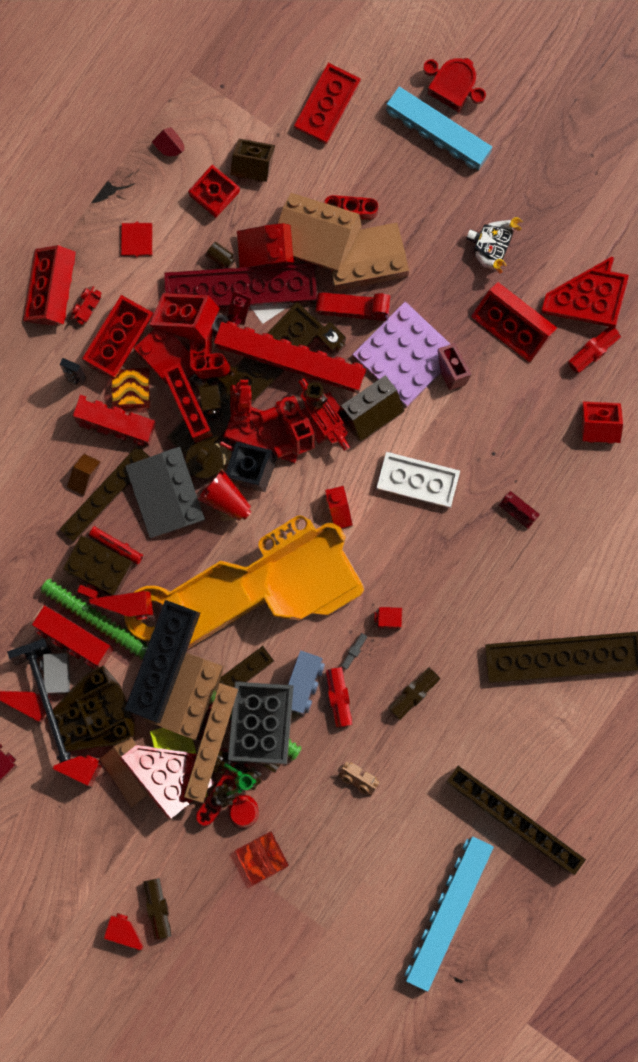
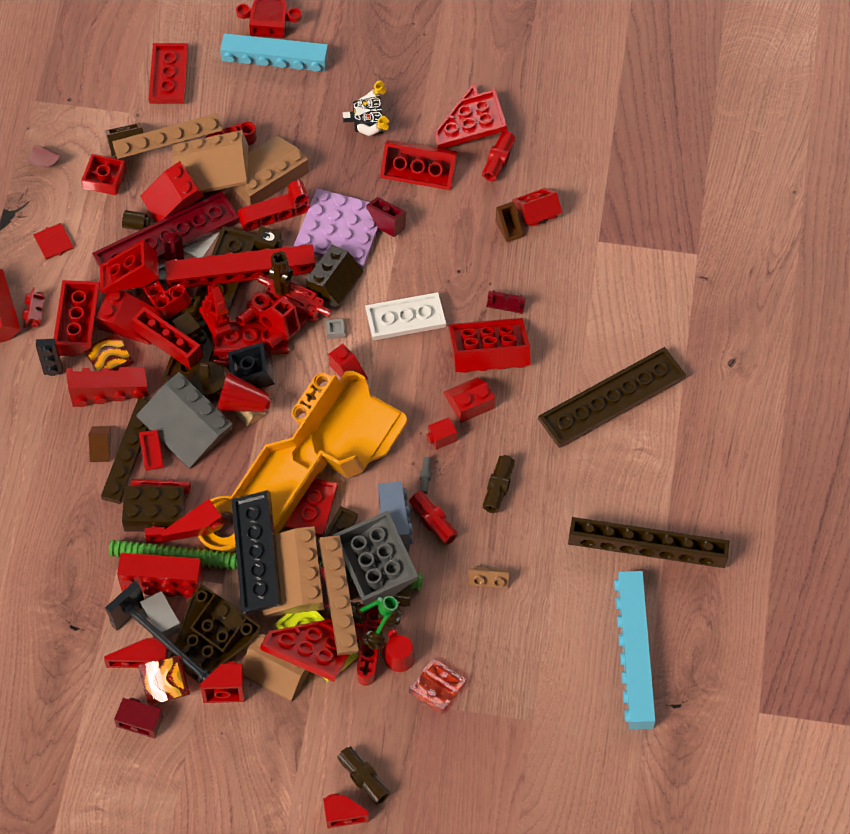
camera: 30 degrees left, 20 degrees down
(30, 738) = (164, 679): none -> slope
(123, 506) = (151, 450): none -> red tile
(238, 636) = (314, 507): none -> red plate
(289, 181) = (167, 136): none -> medium nougat plate
(349, 460) = (335, 328): none -> light grey tile
(433, 593) = (470, 399): none -> red slope
(479, 547) = (489, 345): none -> red slope
(565, 428) = (508, 221): none -> reddish brown slope

